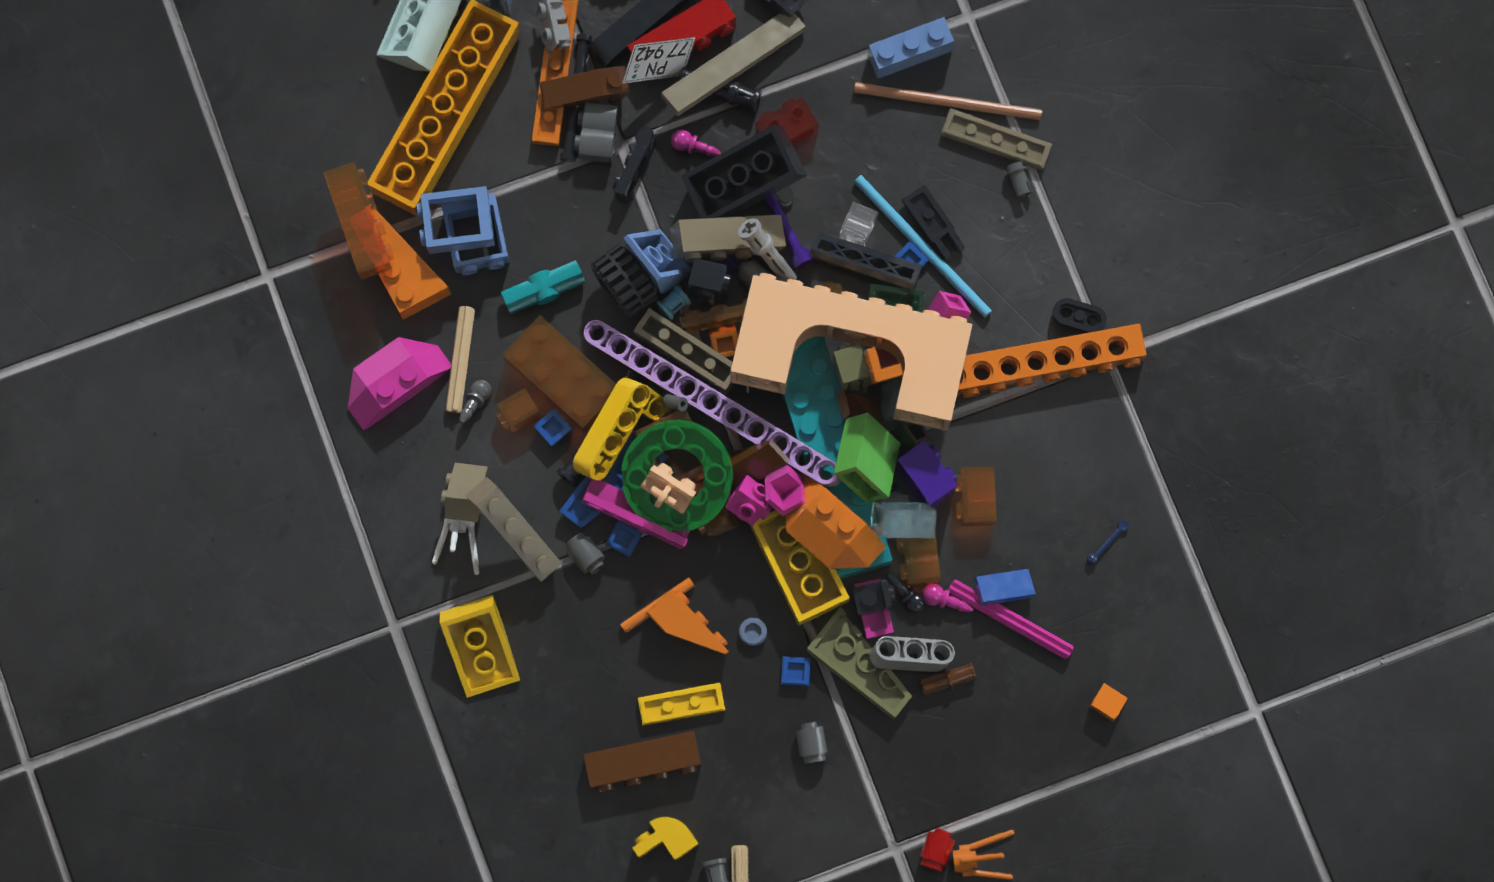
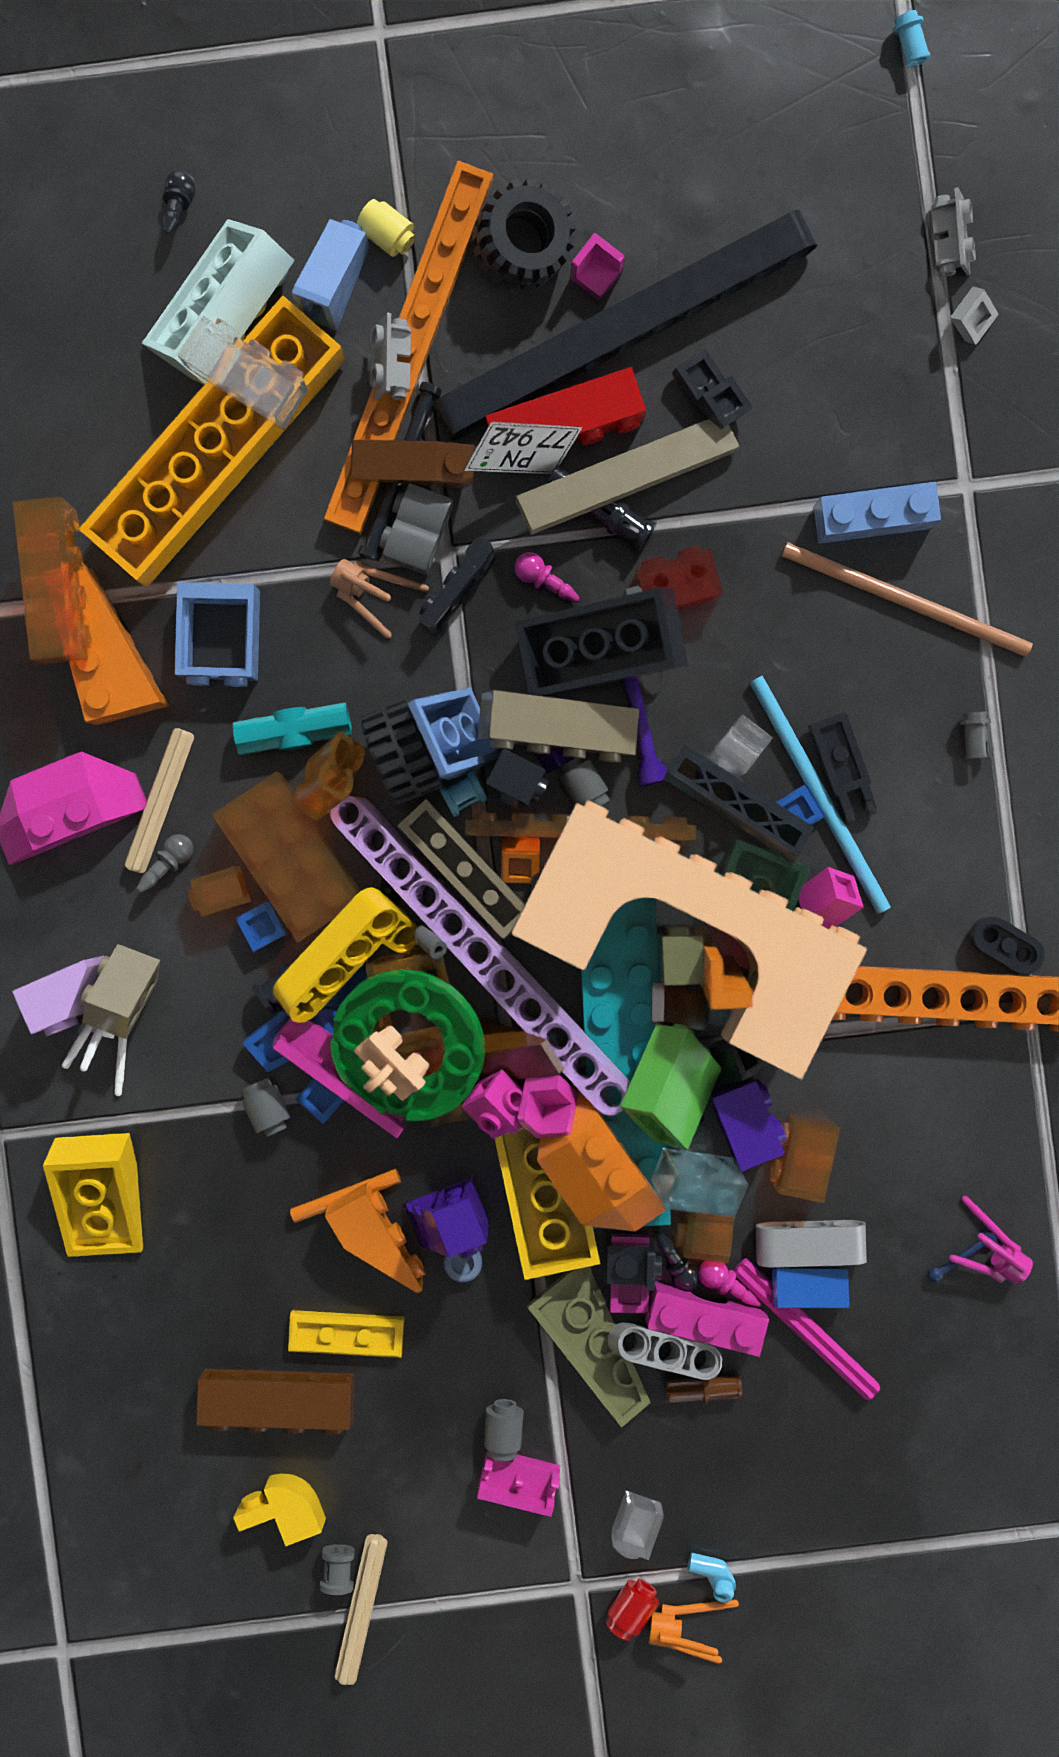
camera: 10 degrees right, 10 degrees up
(422, 504) = (55, 1000): none -> lavender slope
(458, 53) = (244, 370): none -> clear brick
(481, 240) = (229, 611): medium blue window -> none
(513, 529) = (168, 1063): dark tan brick -> none
(562, 175) = (351, 581): none -> nougat plant
(577, 309) = (329, 776): none -> clear orange brick
(735, 593) = (450, 1219): none -> dark purple wedge
(762, 245) = (602, 751): light grey pin -> none
(795, 671) = (506, 1327): blue tile -> none
(832, 777) = (520, 1484): none -> dark pink hinge
(924, 789) = (636, 1526): none -> clear brick
(937, 624) = (725, 1325): none -> dark pink arch
(992, 811) = (717, 1574): none -> medium azure arm
(996, 139) = (959, 669): dark tan tile -> none
(997, 556) = (811, 1243): none -> light grey beam
(1108, 702) = (906, 1469): orange slope -> none
(1140, 534) = (1007, 1259): none -> dark pink plant

